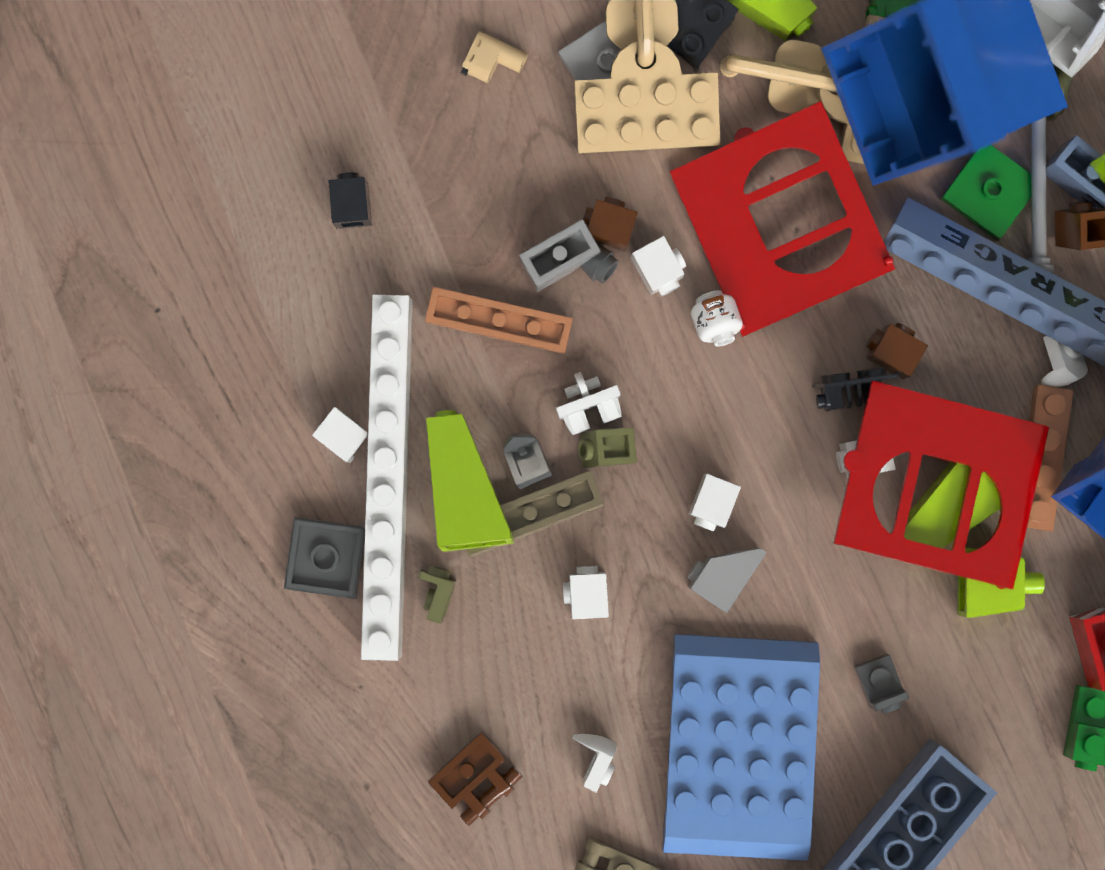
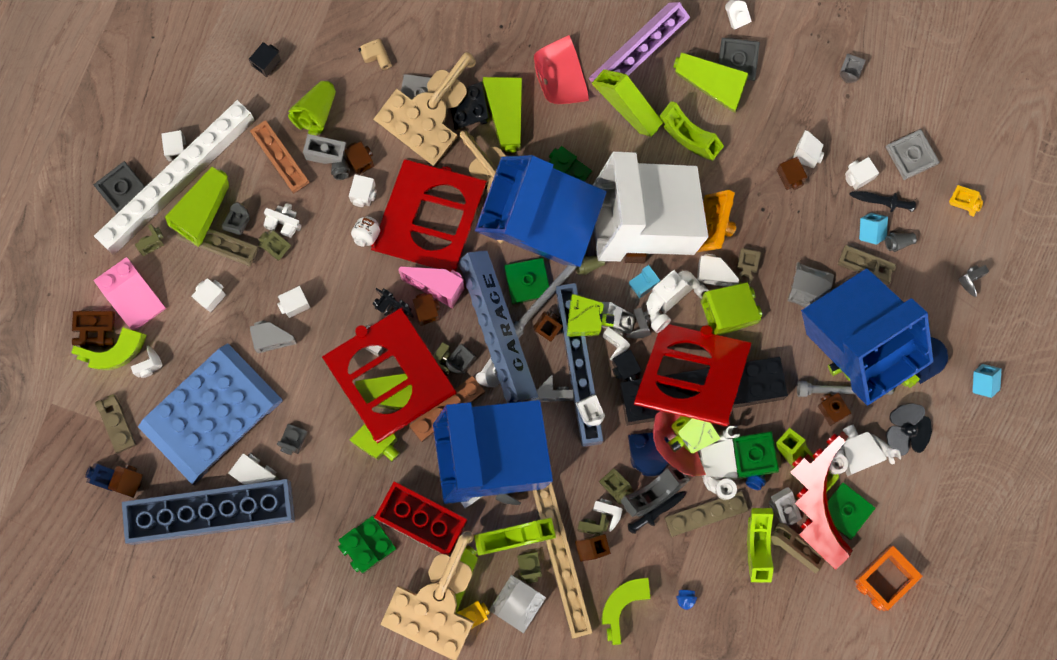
camera: 40 degrees right, 10 degrees down
(481, 690) = (129, 294): none -> bright pink slope
(485, 210) = (313, 108): none -> lime cone
(544, 794) = (122, 353): none -> lime arch
(874, 775) = (249, 471): none -> white slope
(900, 298) = (440, 283): none -> bright pink slope
(977, 393) = (442, 355): none -> olive bracket
(1004, 377) = (460, 359): none -> dark grey plate

